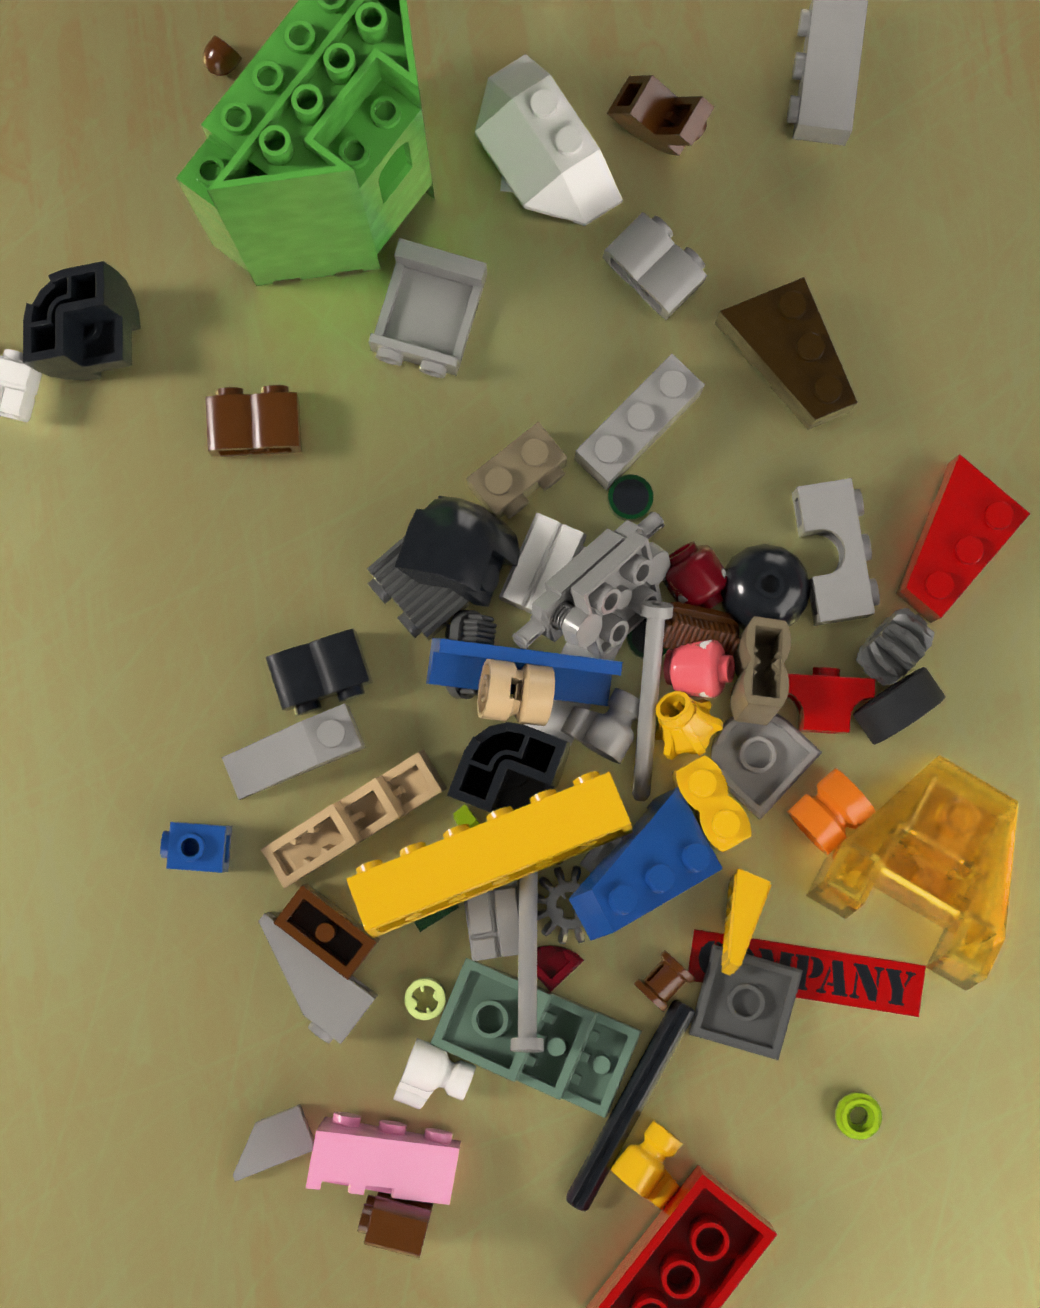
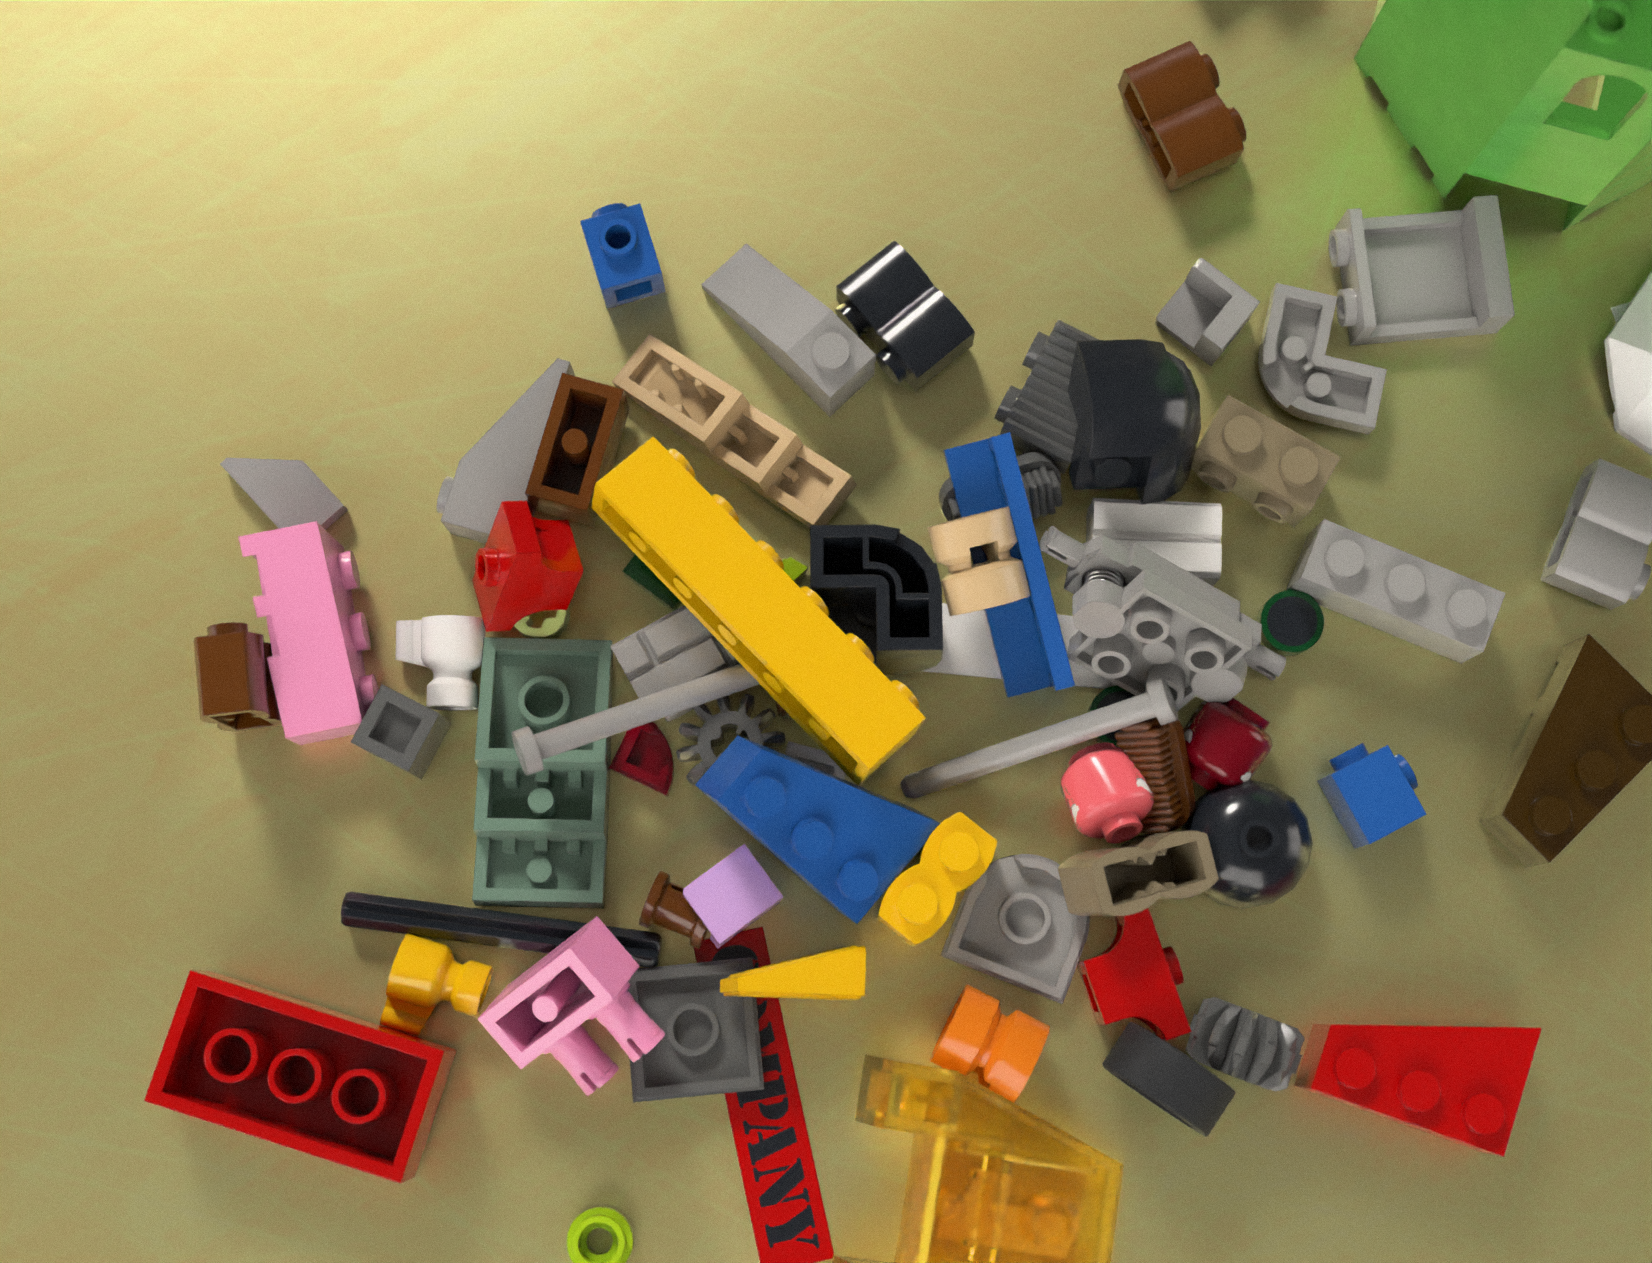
camera: 65 degrees right, 5 degrees down
(397, 998) = (524, 567): none -> red brick
(398, 464) = (1206, 312): none -> light grey panel
(463, 419) = (1300, 372): none -> light grey plate
(474, 1124) = (401, 731): none -> dark grey panel
(609, 732) = (973, 711): light grey piece -> none
(670, 943) = (732, 895): none -> lavender panel
(685, 724) = (1026, 803): yellow rock -> none
(692, 1079) = (557, 994): none -> bright pink brick
(765, 494) = (1371, 793): none -> blue brick
(834, 512) = (1384, 890): light grey arch -> none

